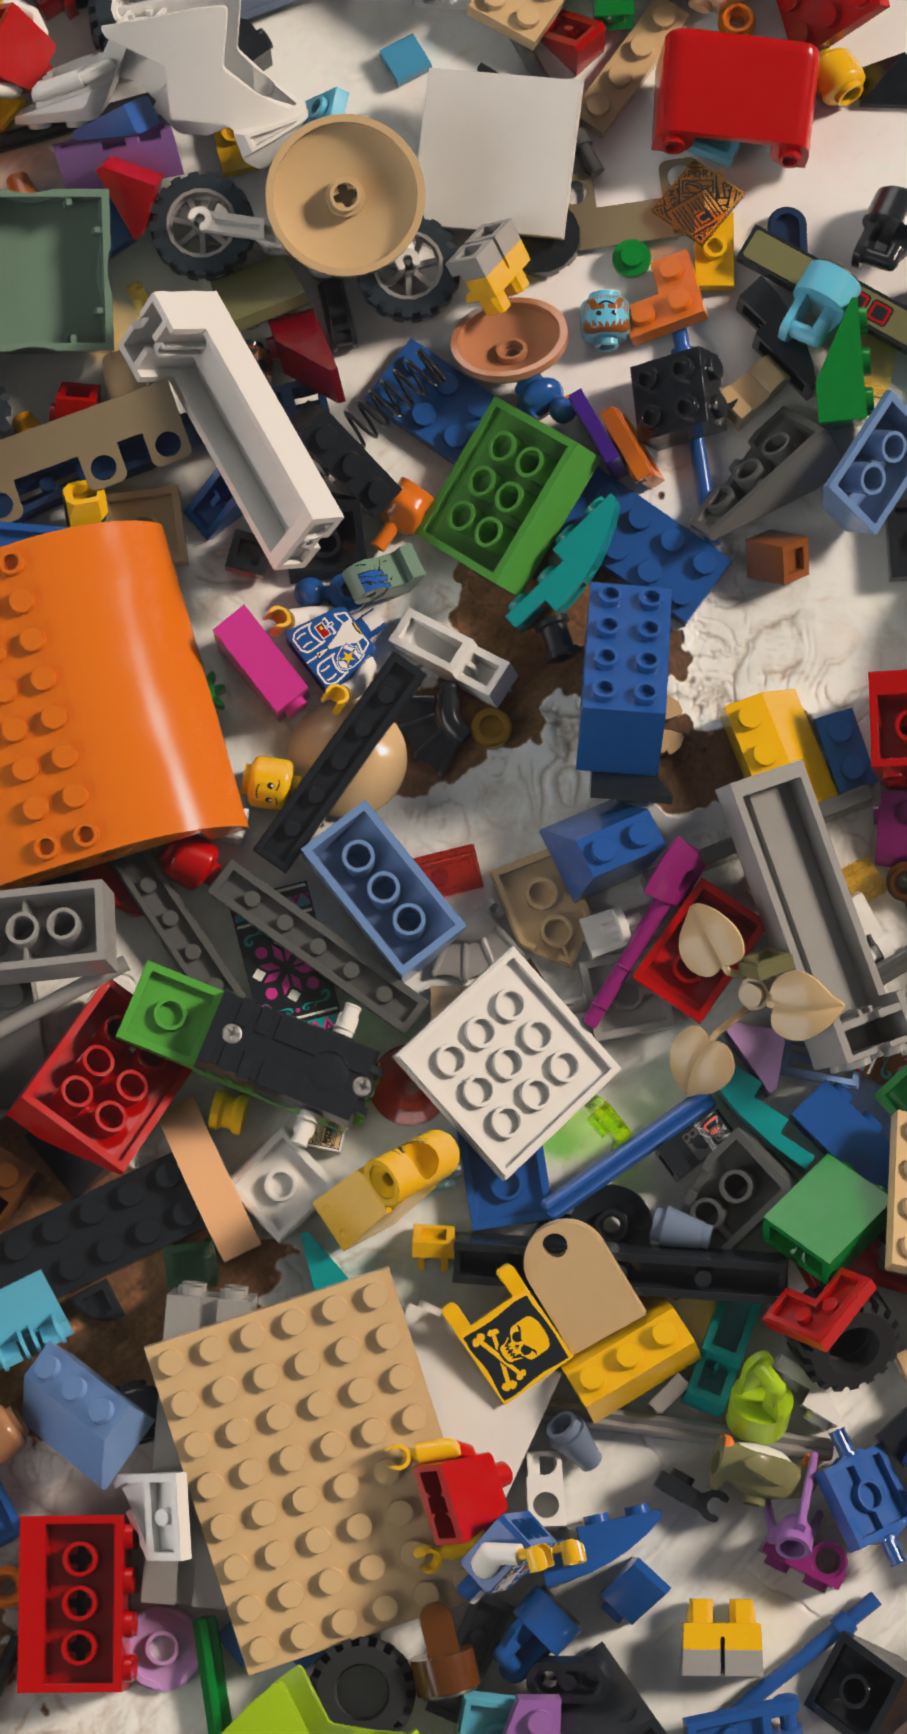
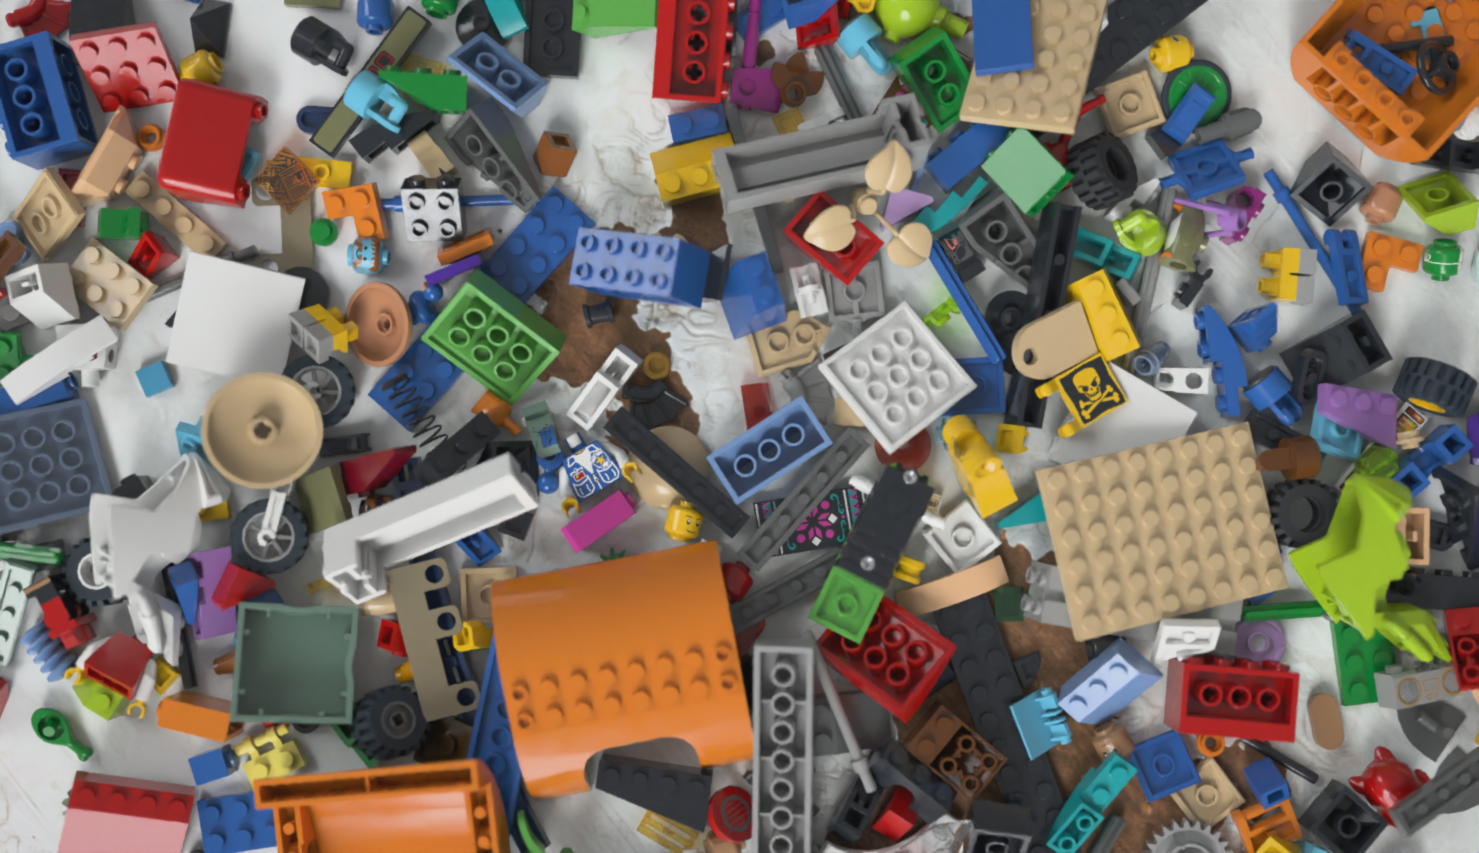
camera: 85 degrees left, 10 degrees up
(458, 1492) = (1192, 437): red torso -> none
(509, 1551) = (1232, 406): torso -> none
(581, 554) = (540, 290): teal slope -> none
(669, 886) = (791, 255): magenta piece -> none
(679, 1229) = (1021, 272): sand blue cone -> none
(766, 963) = (852, 191): olive tile -> none
(821, 1319) = (1102, 181): red tile -> none

